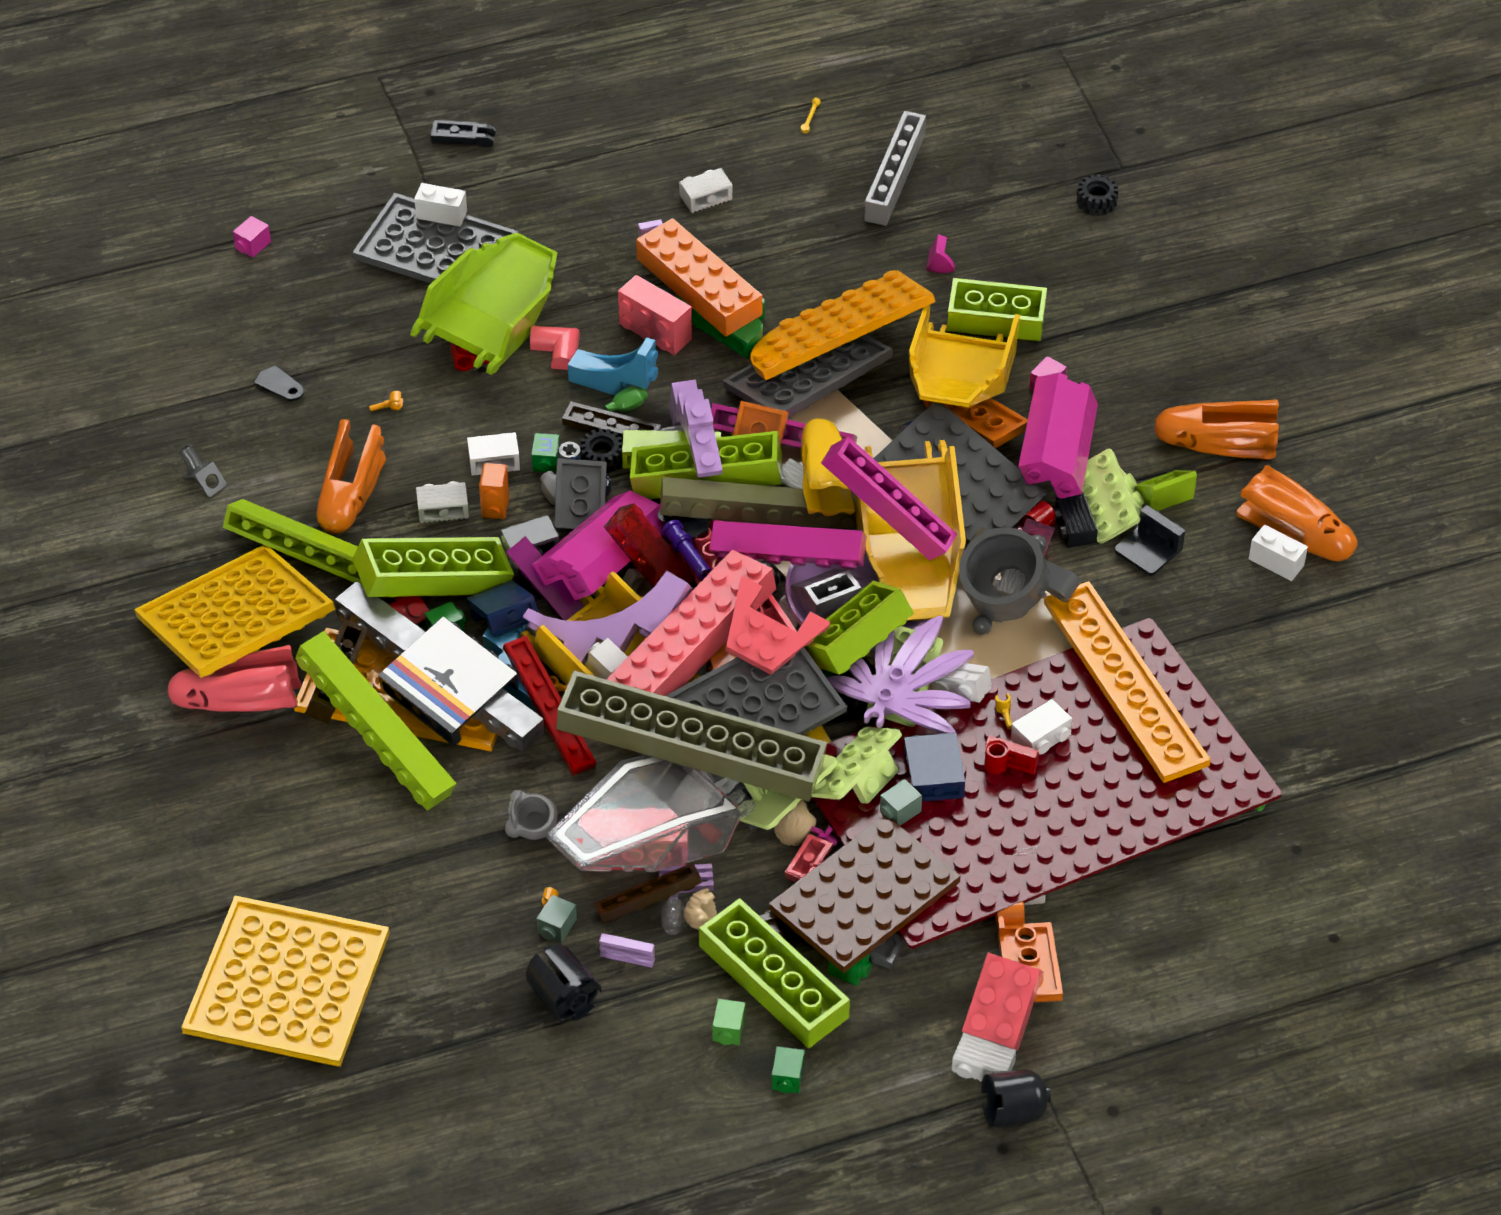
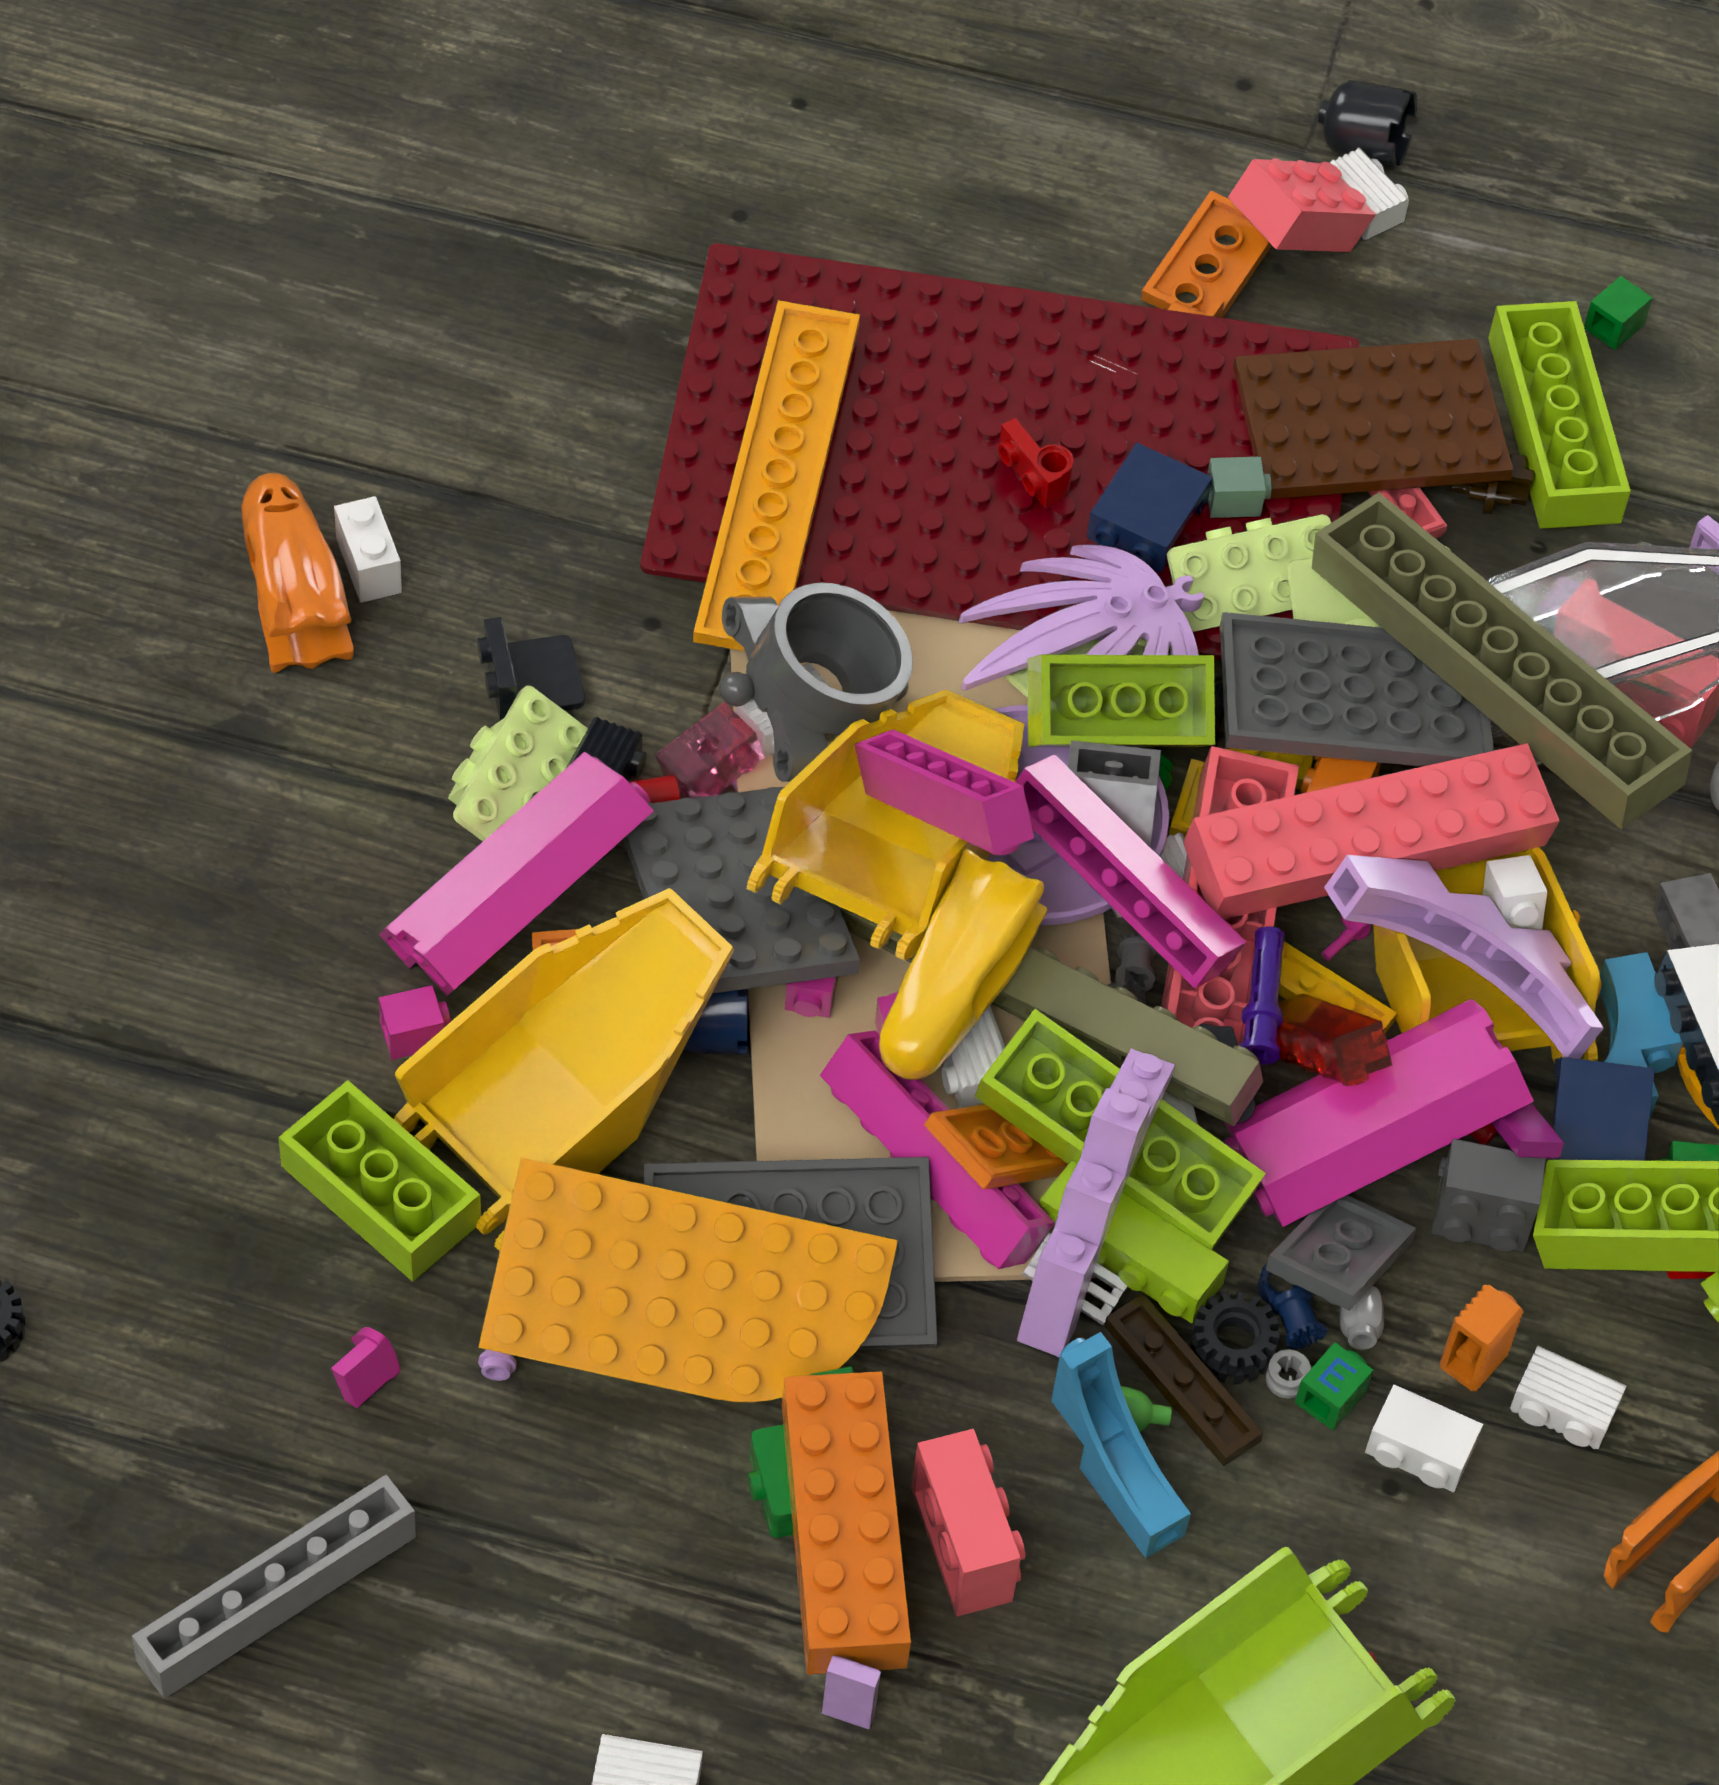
camera: 150 degrees left, 5 degrees up
(395, 402) = (1528, 1665): light orange hand -> none
(547, 701) = (1625, 928): red tile -> none
(560, 340) = (1147, 1603): coral brick -> none
(700, 908) = (1603, 526): tan hair -> none
(728, 1022) = (1653, 403): brick -> none
(763, 640) = (1283, 726): coral wing -> none
(967, 681) = (997, 578): white brick -> none
(1004, 708) = (976, 538): yellow hand -> none
(1042, 727) = (958, 472): white brick -> none
(1168, 489) = (418, 737): lime slope -> none
(1223, 428) = (290, 795): orange piece -> none

